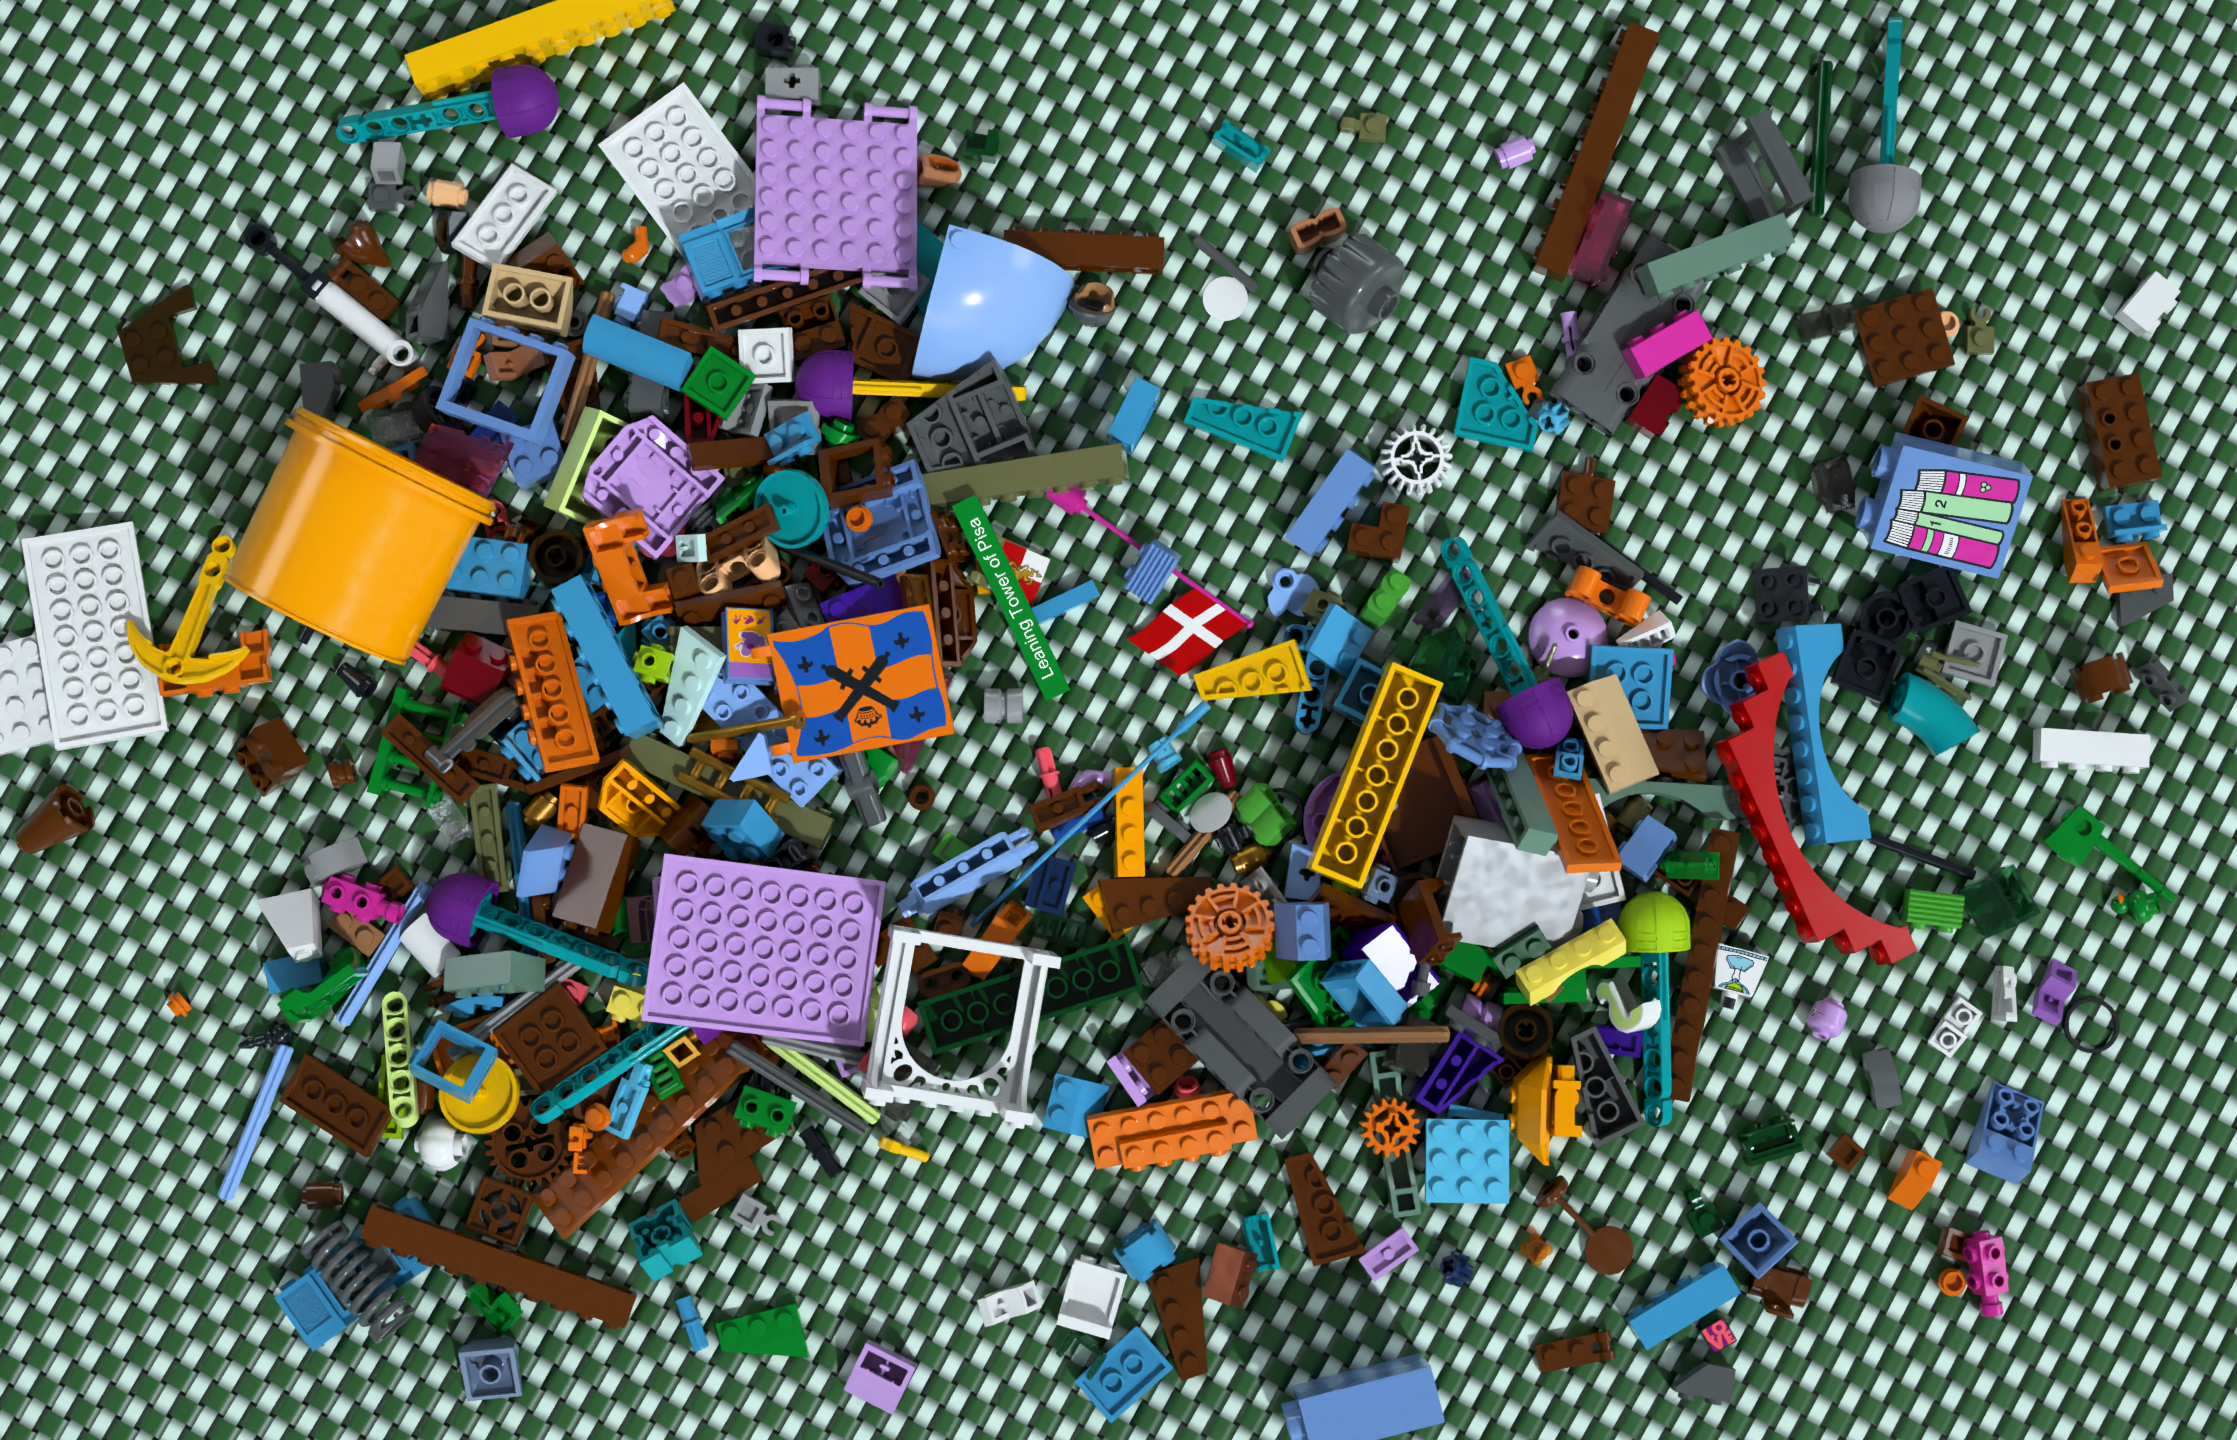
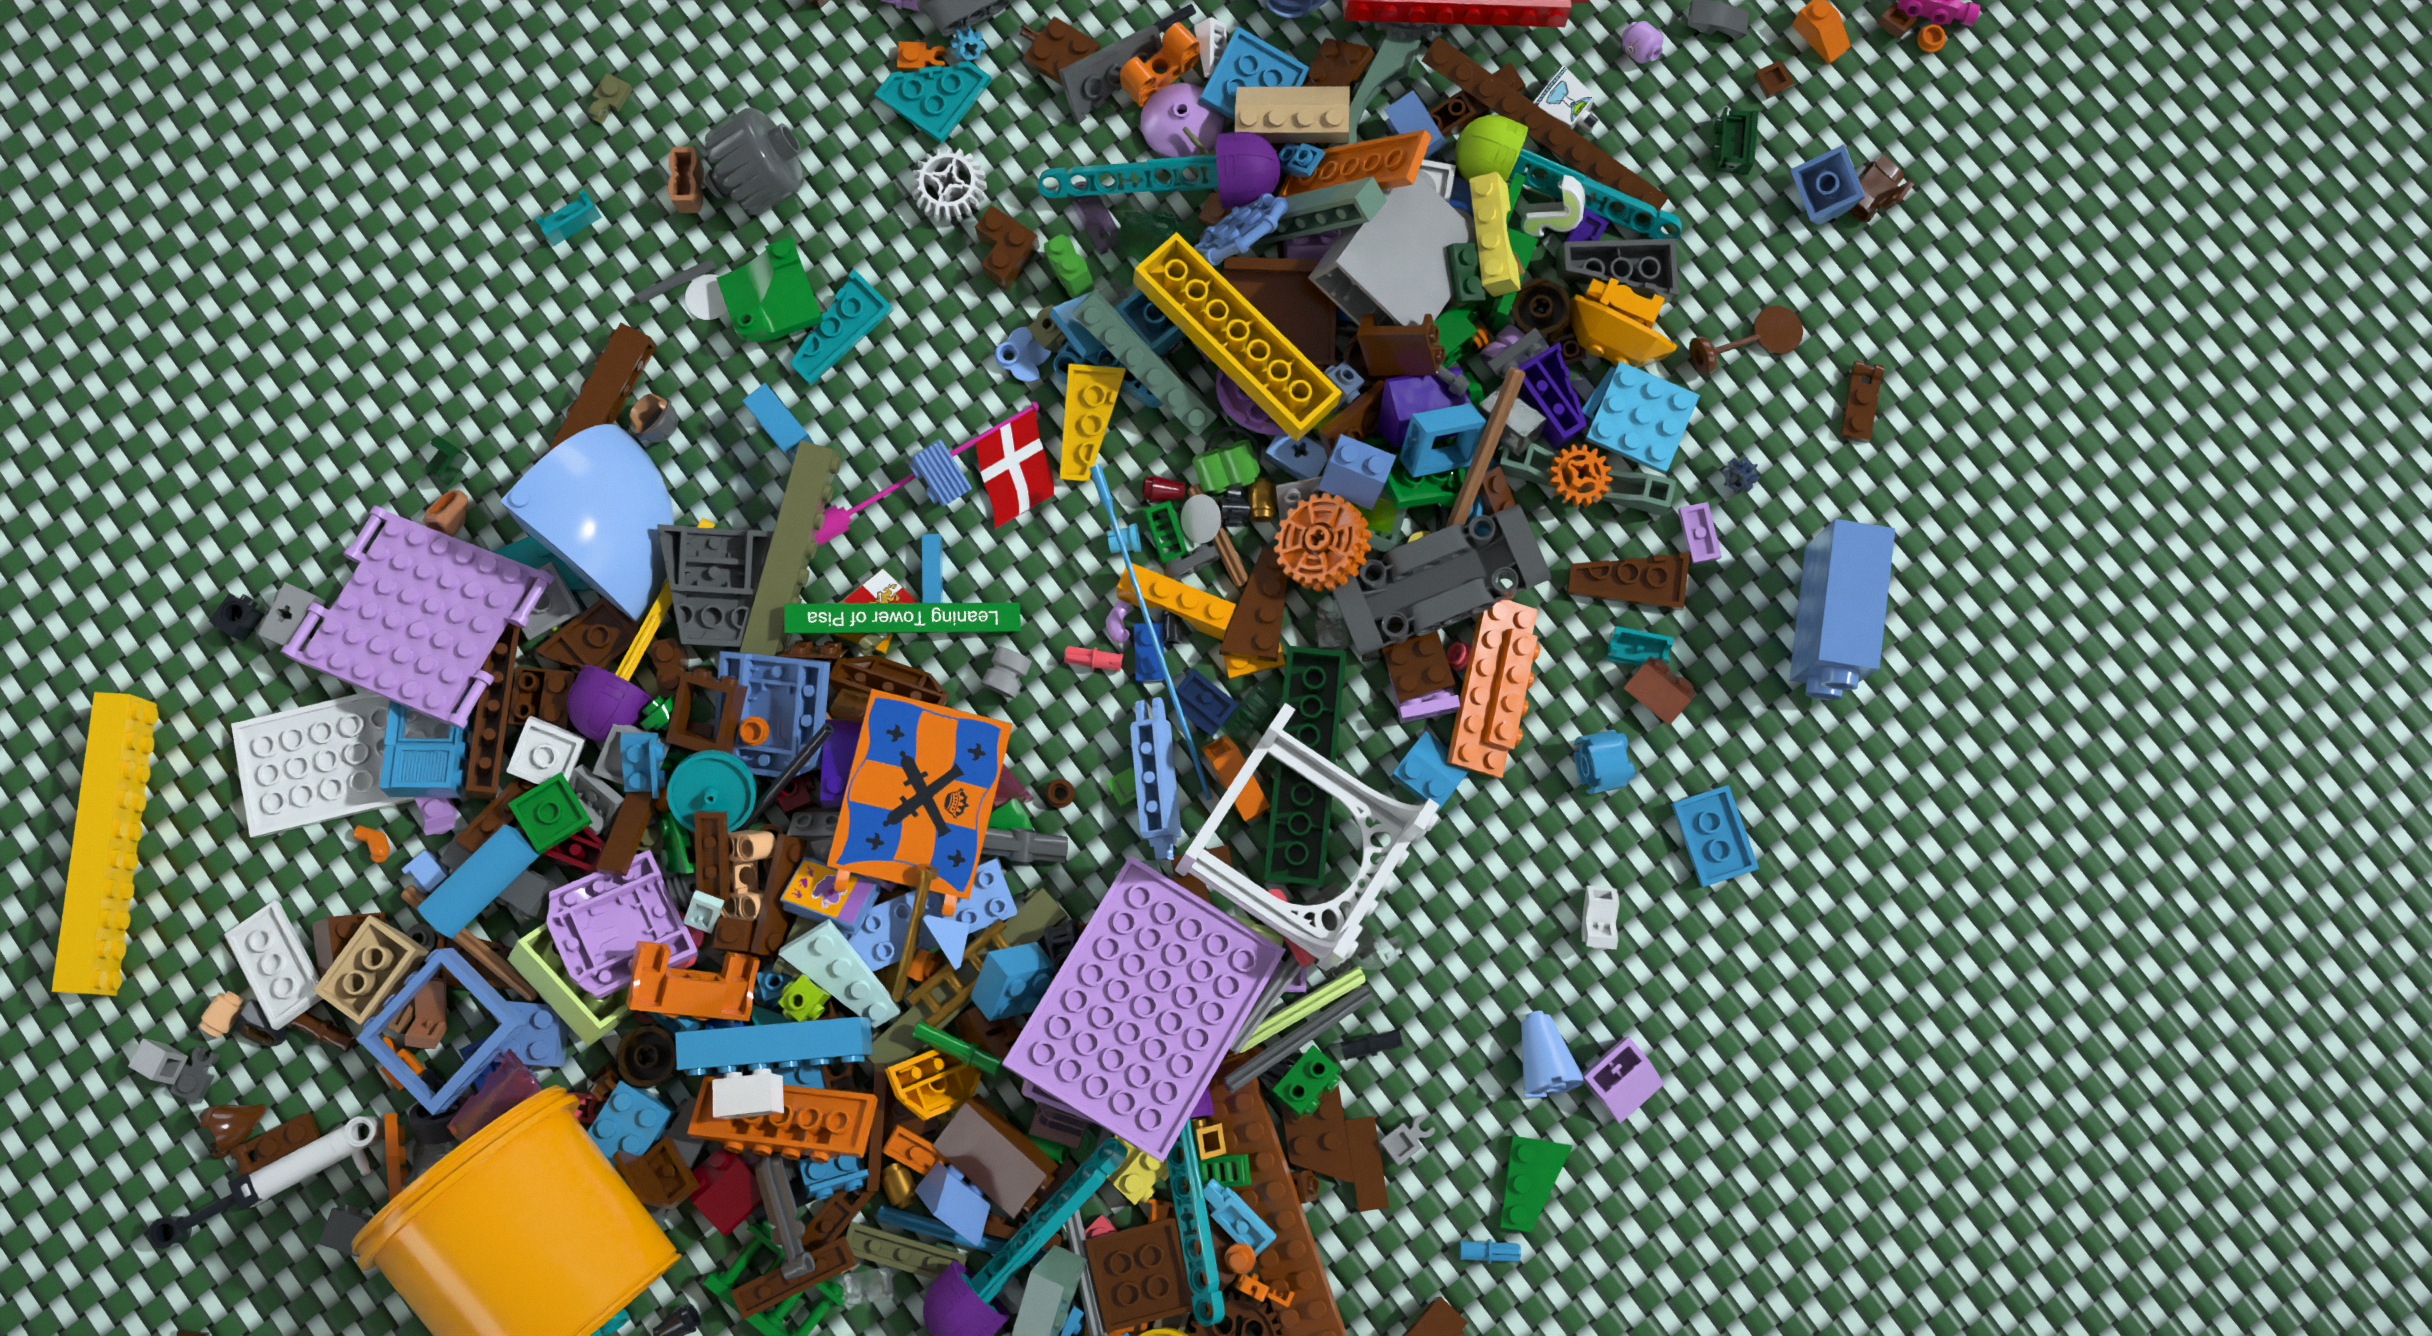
camera: 65 degrees left, 5 degrees down
(429, 308) = (329, 1082): dark grey slope -> none
(429, 659) = (695, 1235): coral axle -> none
(463, 612) = (659, 1176): none -> reddish brown bracket
(519, 97) = (160, 892): piece -> none
(555, 656) = (748, 1095): none -> white brick
(664, 1240) = (1395, 1241): teal brick -> none
(668, 805) = (968, 1053): none -> green pin
(871, 1304) = (1546, 1058): none -> light blue cone
(899, 1148) = (1403, 960): yellow bar -> none
(944, 979) = (1251, 847): reddish brown plate -> none
(949, 922) = (1195, 817): reddish brown bracket -> none
(1064, 806) = (1133, 654): reddish brown hinge -> none
(1090, 1344) = (1672, 856): clear green piece -> none
(1092, 1297) = (1626, 835): white panel -> none
(1181, 1311) = (1676, 755): reddish brown wing -> none
(1246, 352) = (770, 294): none -> green slope
(1308, 743) = (1119, 338): none -> sand green arch
(1331, 501) = (952, 276): medium blue wedge -> none
(1528, 1249) = (1755, 388): clear orange plate -> none
(1631, 814) = (1374, 126): olive brick -> none
(1682, 1305) = (1857, 283): dark azure brick -> none
(1691, 865) = (1449, 92): green hinge -> none
(1703, 1216) = (1781, 230): dark green plate -> none
(1708, 1381) = (1938, 290): dark grey slope -> none
(1717, 1335) = (1897, 265): tile -> none

